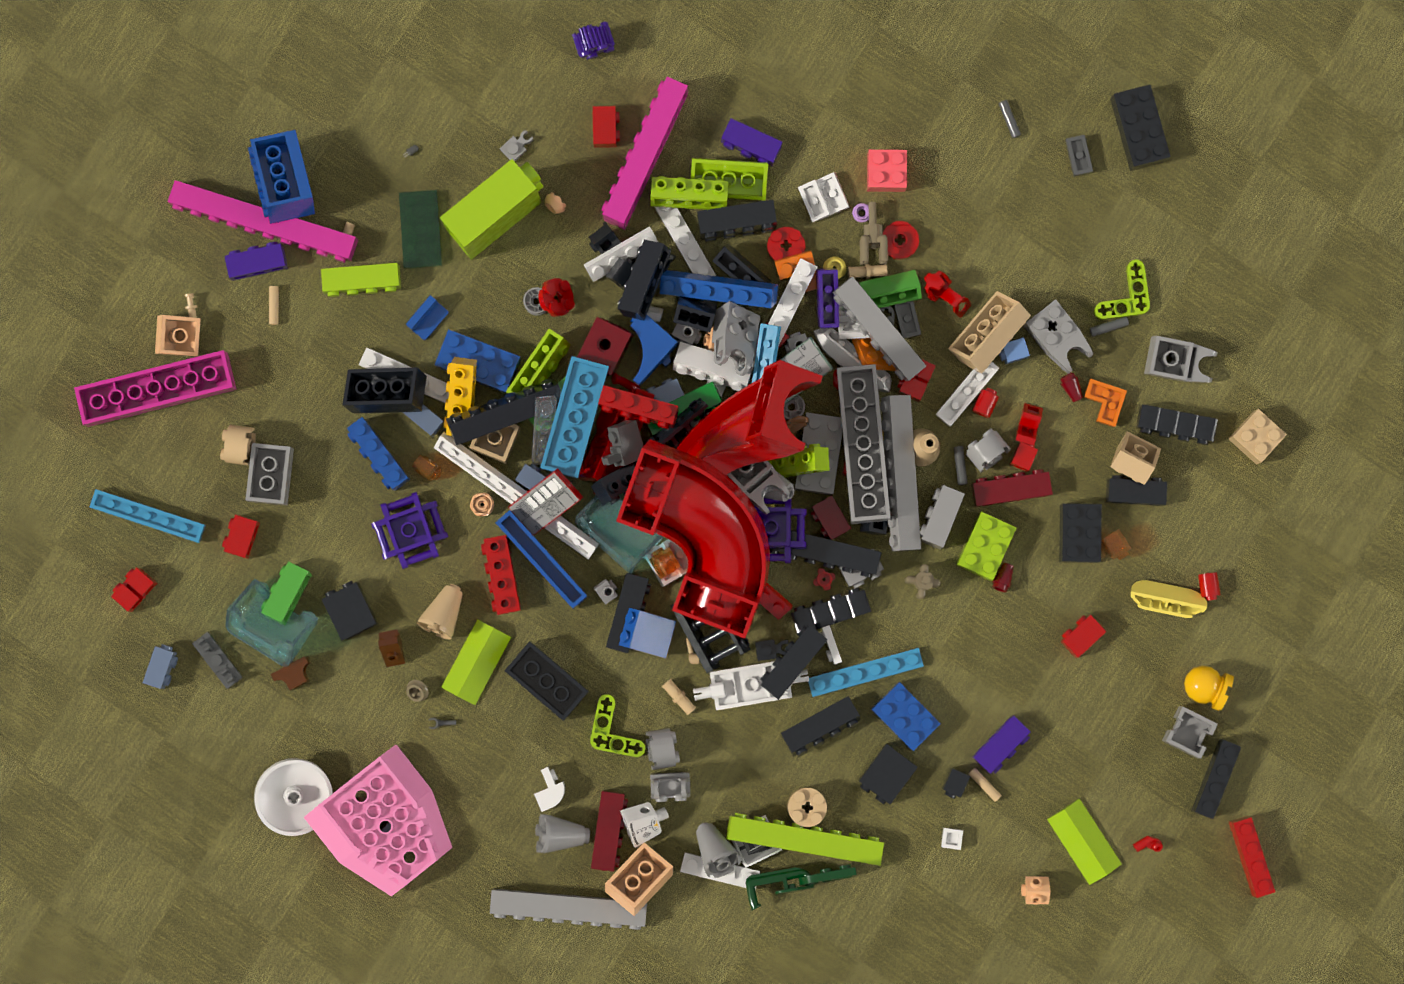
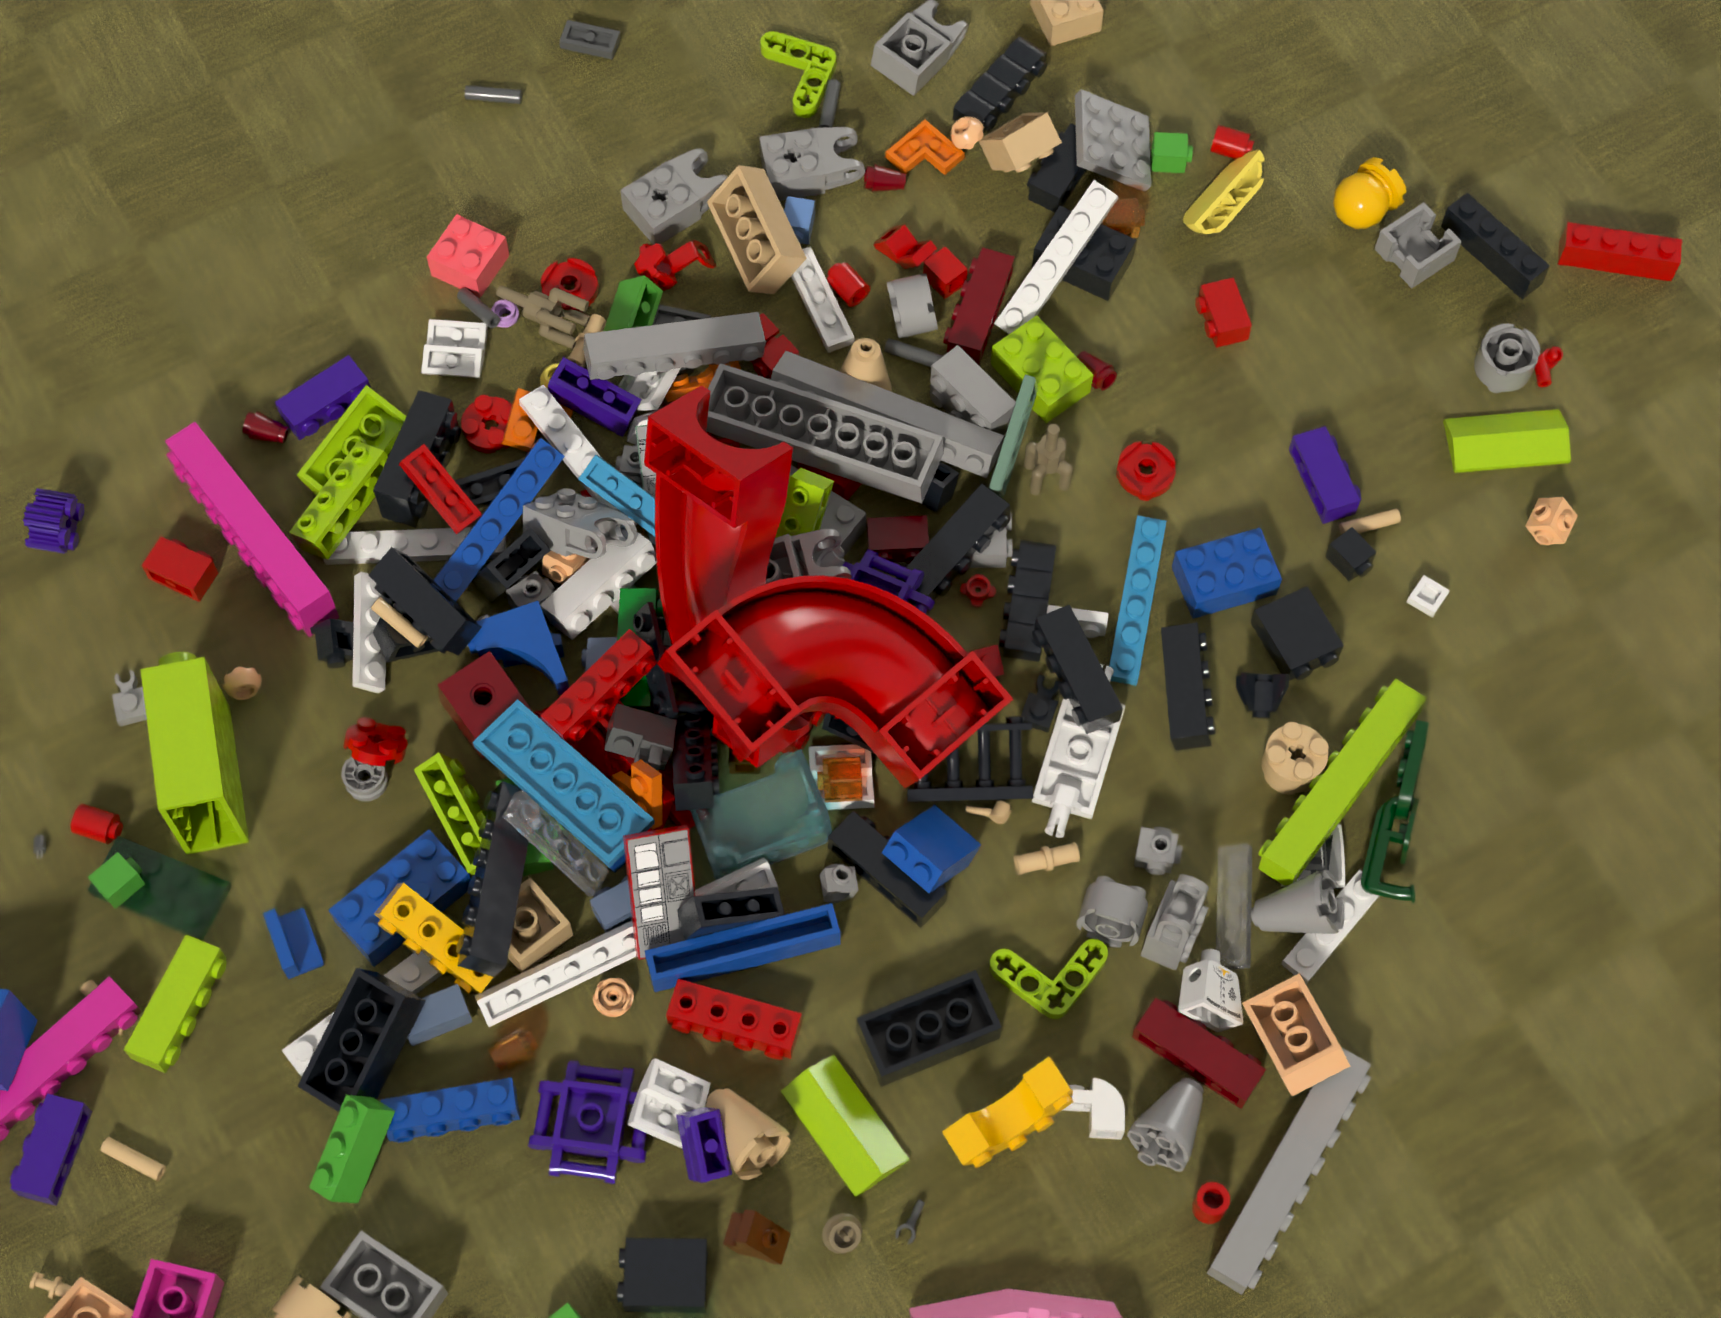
camera: 65 degrees left, 20 degrees down
(329, 417) = (352, 1149): none -> bright green brick
(408, 208) = (117, 879): none -> bright green brick
(423, 596) = (704, 1144): none -> dark purple brick
(436, 174) = (96, 824): none -> red brick
(438, 565) = (662, 1096): none -> white slope
(517, 747) = (1012, 1117): none -> yellow brick
(526, 874) = (1211, 1203): none -> red brick
(554, 544) = (728, 910): none -> black brick
(593, 460) = (643, 788): none -> orange plate
(626, 271) = (398, 622): none -> tan piece
(702, 812) = (1234, 906): none -> clear plate
(713, 748) = (1157, 850): none -> light grey brick
(715, 120) = (264, 428): none -> dark red cone
(717, 248) = (440, 489): none -> red plate
(839, 770) = (1262, 692): none -> black brick
(856, 195) = (480, 309): none -> dark grey piece
(922, 555) = (1014, 436): none -> sand green tile
(942, 644) = (1146, 485): none -> red plate
(999, 267) = (670, 196): none -> light grey brick
(1059, 521) = (1057, 257): none -> white plate
(1127, 422) = (966, 132): none -> light nougat plate
(1148, 819) = (1506, 358): none -> light grey brick
(1168, 513) = (1112, 140): none -> light grey plate
(1182, 551) = (1170, 152): none -> bright green brick

